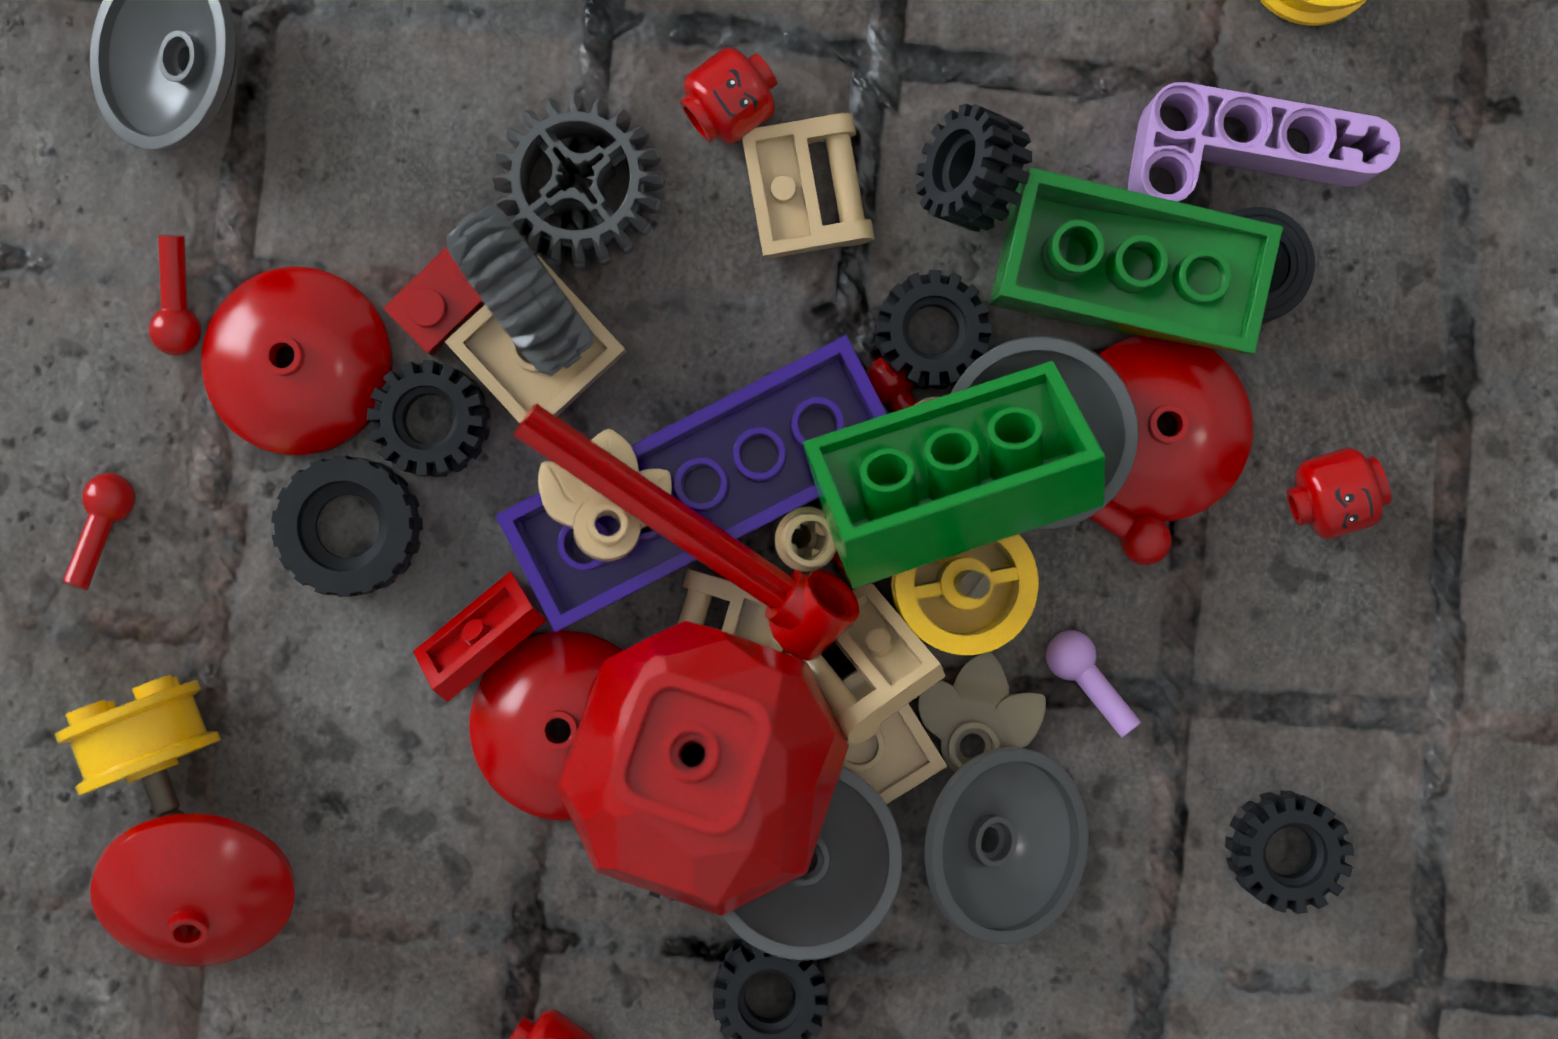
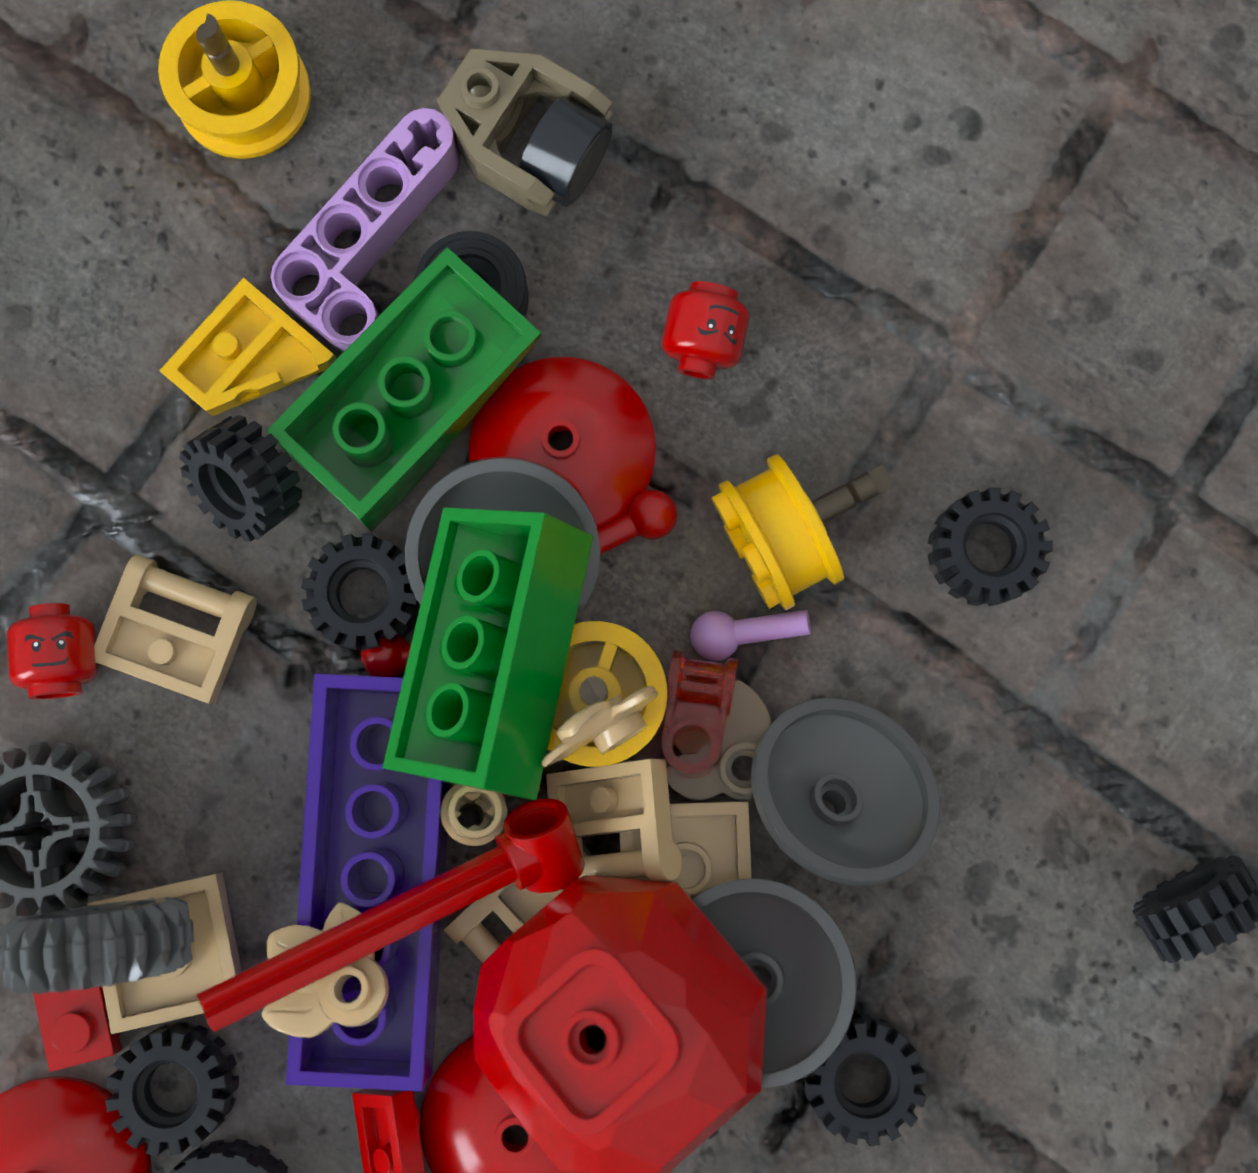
camera: 60 degrees left, 5 degrees down
(949, 609) = (603, 722): none -> tan plate
(1008, 679) = (697, 708): none -> clear red piece
(1082, 101) = (244, 353): none -> yellow wing
(1204, 665) = (785, 532): none -> yellow wheel
(1432, 182) = (491, 100): none -> dark tan piece

